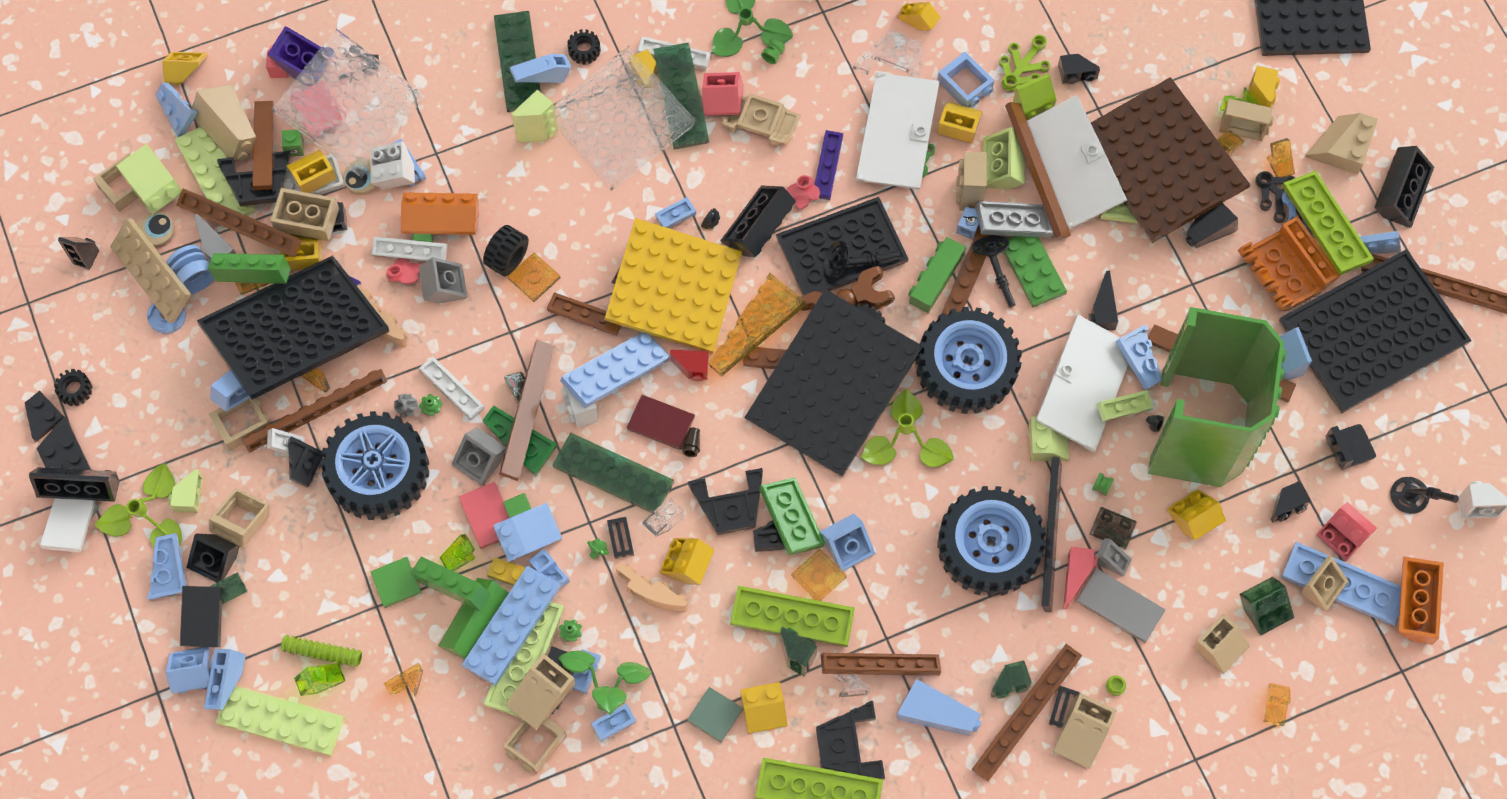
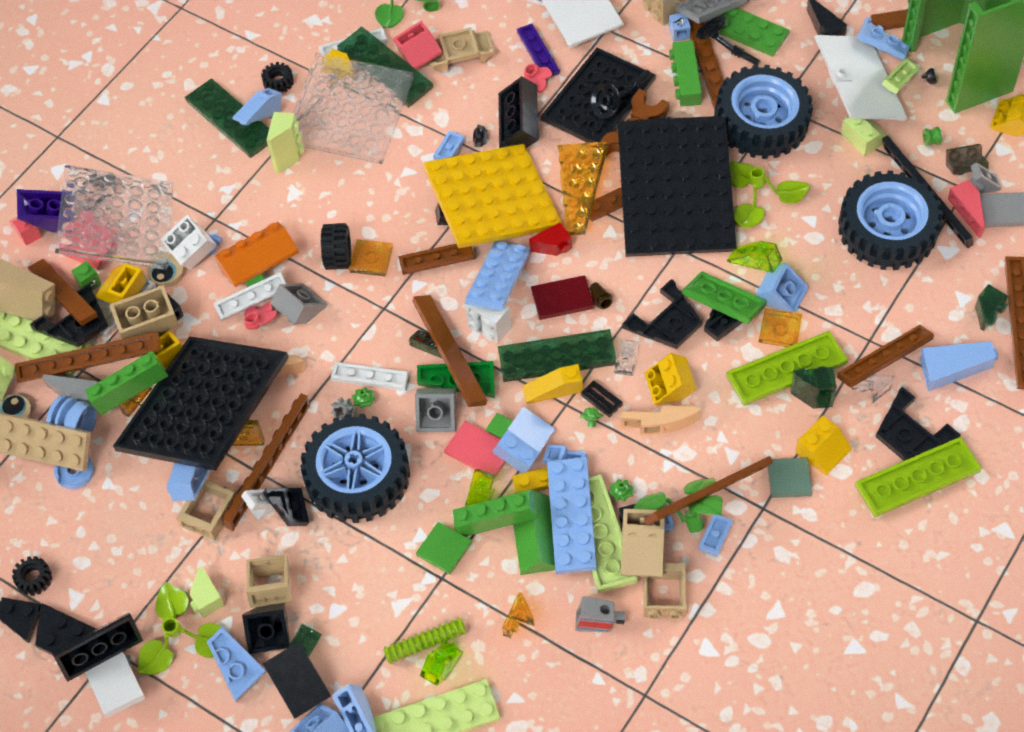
camera: 30 degrees left, 10 degrees down
(458, 719) = (597, 615): none -> light grey torso
(590, 499) = (555, 384): none -> yellow slope
(630, 684) = (707, 491): none -> dark orange tile
(846, 498) = (757, 255): none -> clear neon green slope

